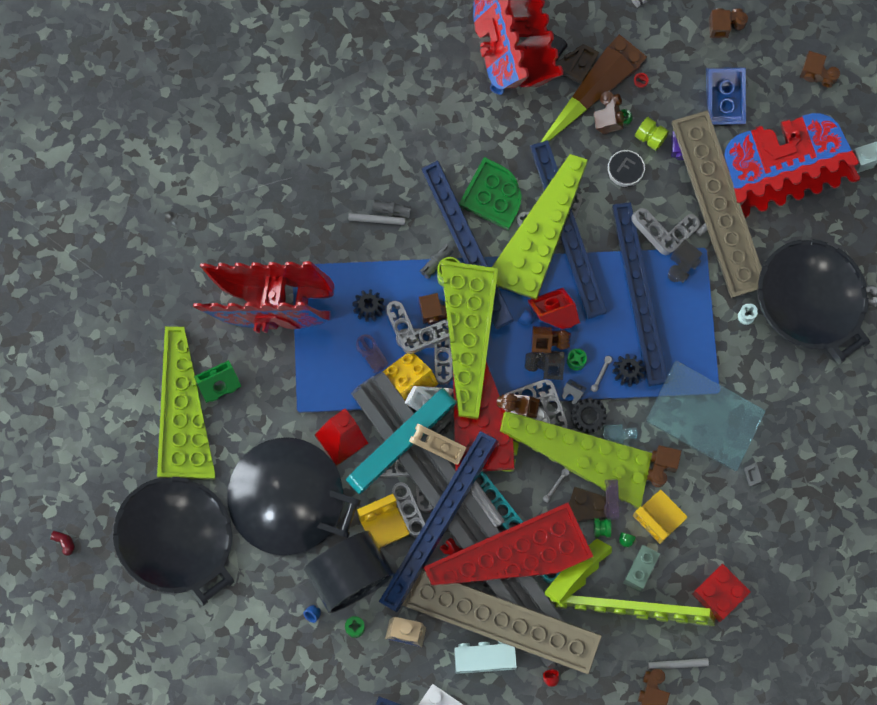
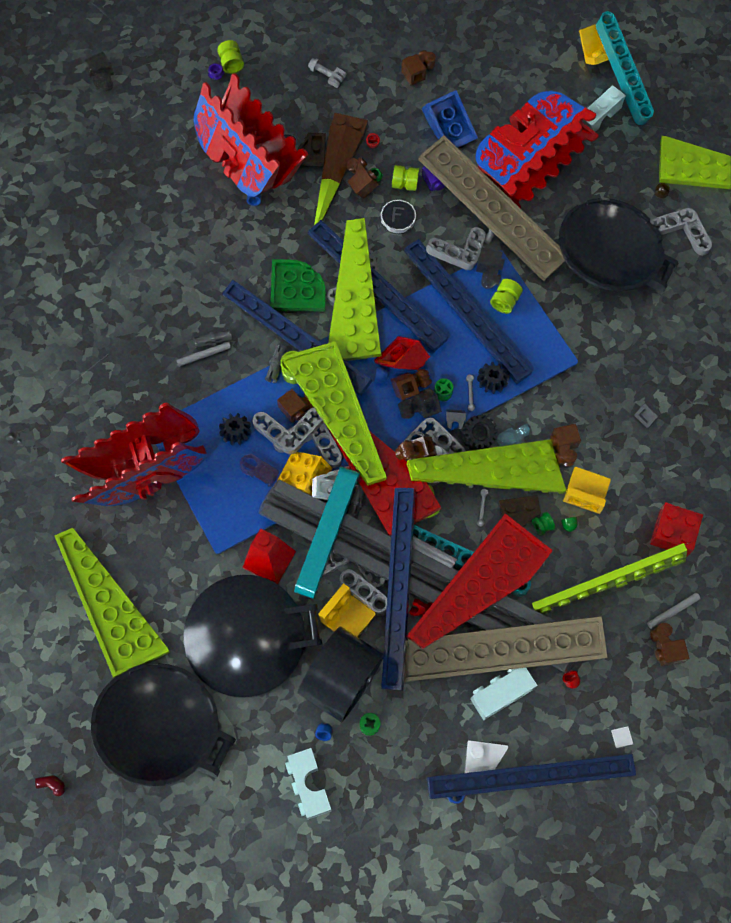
camera: 25 degrees left, 5 degrees down
(222, 372) = (118, 564): green brick -> none
(277, 632) = (313, 802): none -> light aqua arch
(406, 631) = (418, 704): tan torso -> none
(438, 444) = (363, 517): tan plate -> none
(575, 577) = (544, 579): lime slope -> none
(611, 507) = (542, 496): clear purple piece -> none
(641, 568) = (597, 542): sand green brick -> none
(685, 296) = (506, 296): none -> lime wheel
(705, 416) = (578, 386): clear light blue piece -> none
(746, 320) = (567, 281): light aqua bush -> none
(814, 70) = (510, 72): reddish brown brick -> none

